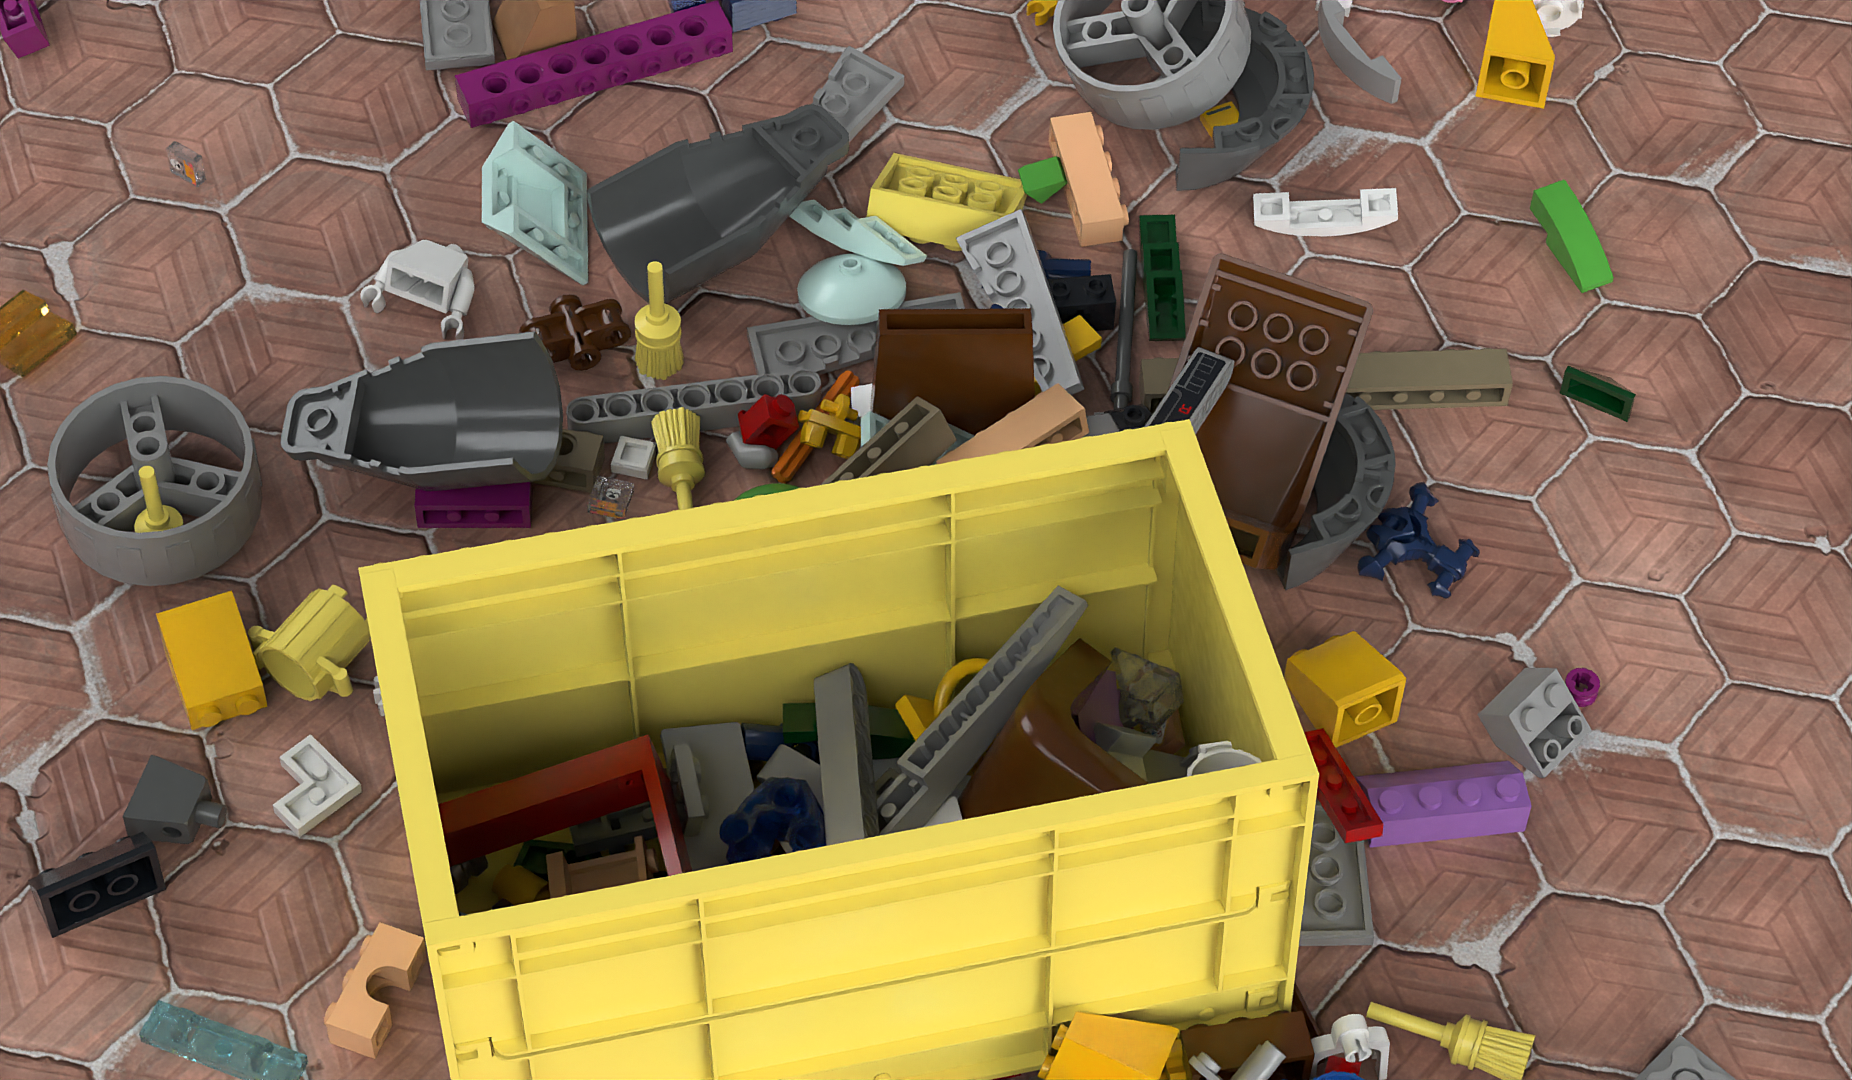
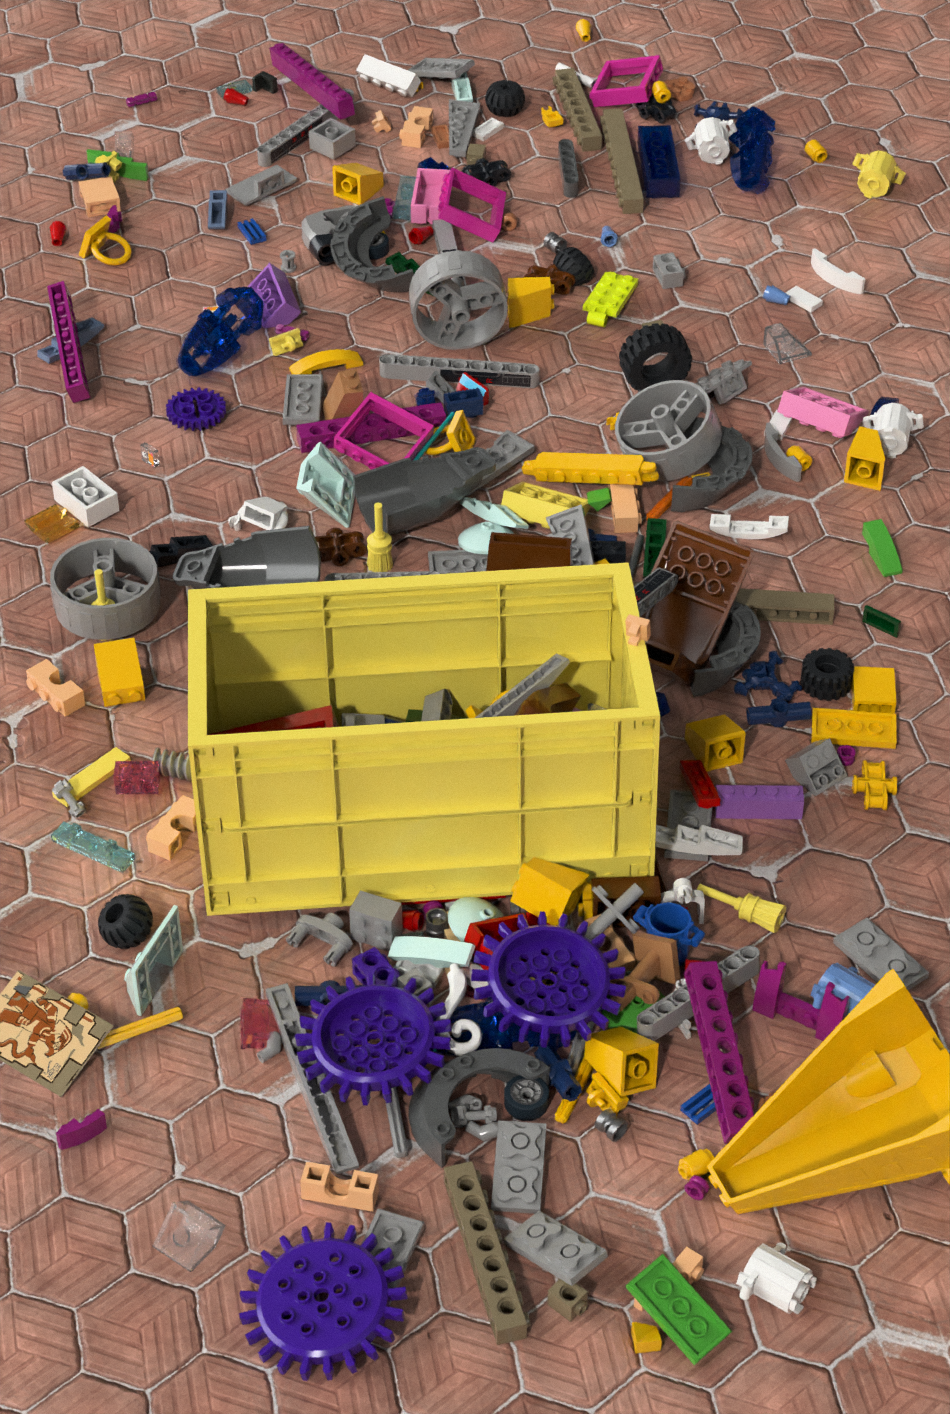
camera: 10 degrees right, 10 degrees down
(80, 271) = (85, 496): none -> white brick
(98, 883) = (42, 767): black slope -> none
(112, 724) = (45, 680): none -> light nougat arch
(147, 934) = (63, 789): none -> light grey bar
(171, 804) = (86, 736): dark grey torso -> none
(194, 892) = (94, 774): none -> light yellow tile
(232, 62) = (209, 407): none -> dark purple gear
(276, 369) = (170, 553): none -> black slope
(284, 890) = (136, 777): none -> clear pink brick
(313, 645) = (168, 672): light yellow container -> none
(322, 787) = (165, 734): white plate -> none
(350, 852) = (172, 764): none -> light grey piece
(640, 41) = (390, 412): none -> dark pink window
(714, 81) = (434, 436): none -> teal axle
(765, 74) = (458, 433): none -> yellow tile
(1020, 122) = (591, 468): none -> yellow hinge
(1166, 167) = (666, 501): none -> orange axle
(1241, 582) = (637, 629): none -> light nougat tile
(1367, 911) = (702, 841): none -> white slope
(1392, 50) = (801, 455): none -> yellow brick
(1464, 607) = (778, 713): none -> dark blue piece
(1525, 497) = (827, 674): none -> black tyre
(1587, 628) = (854, 728): none -> yellow plate
(1609, 546) = (873, 689): none -> yellow brick
(1645, 748) = (874, 785): none -> yellow axle

